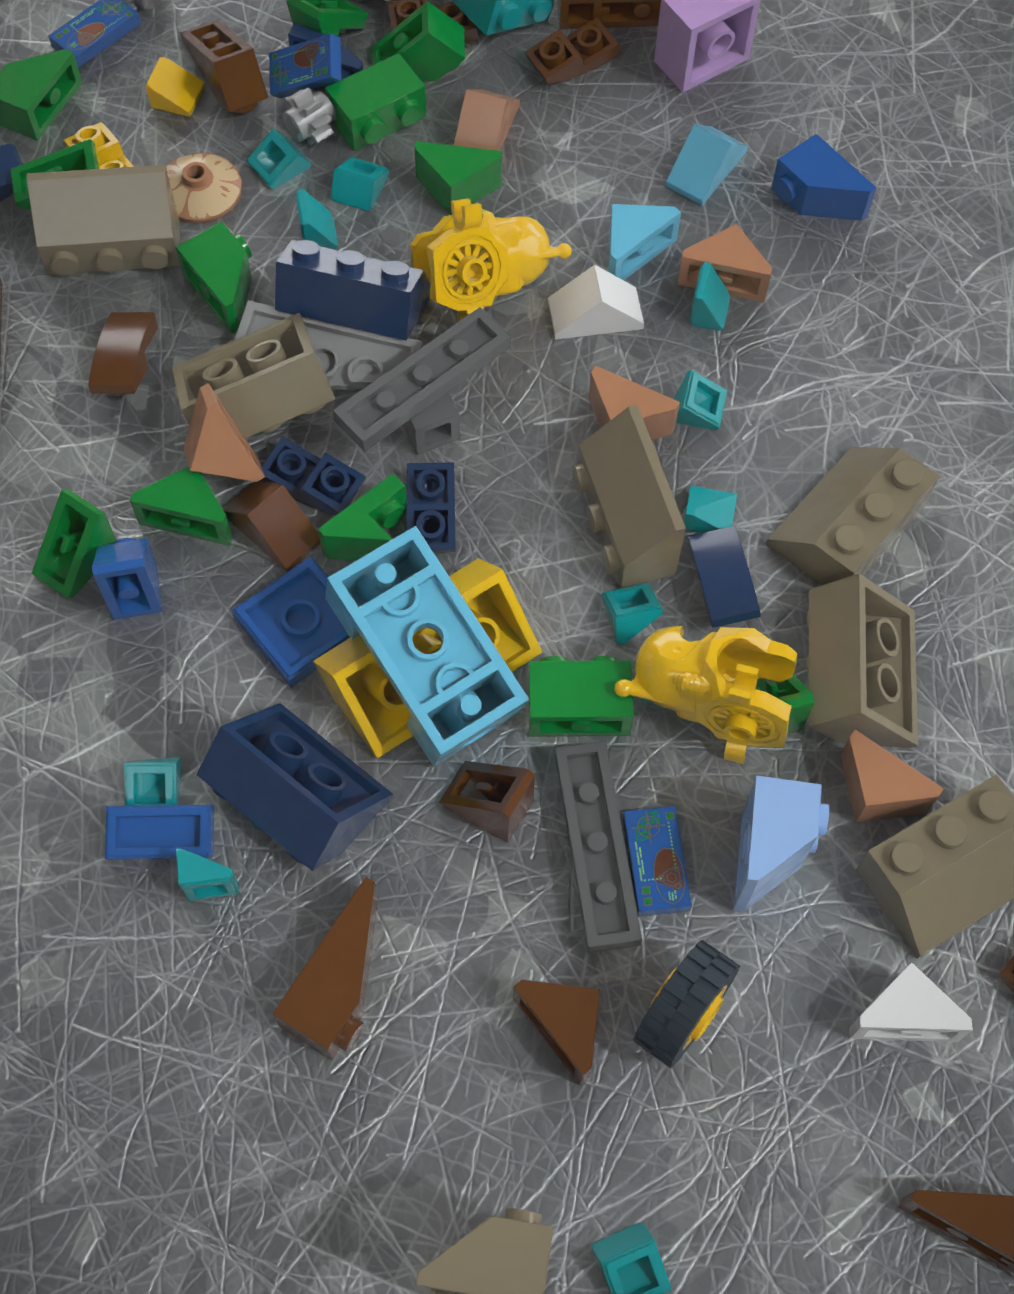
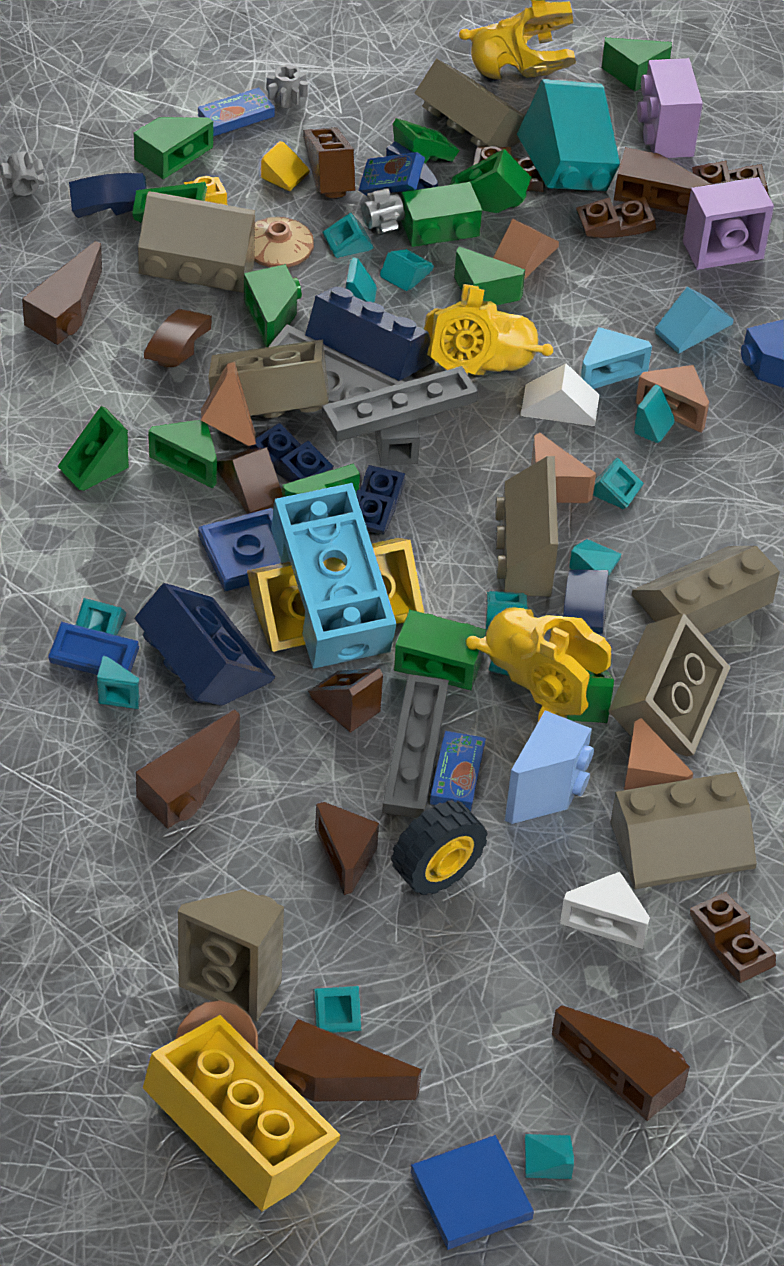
camera: 15 degrees right, 15 degrees down
(128, 578) = (129, 484): blue slope -> none

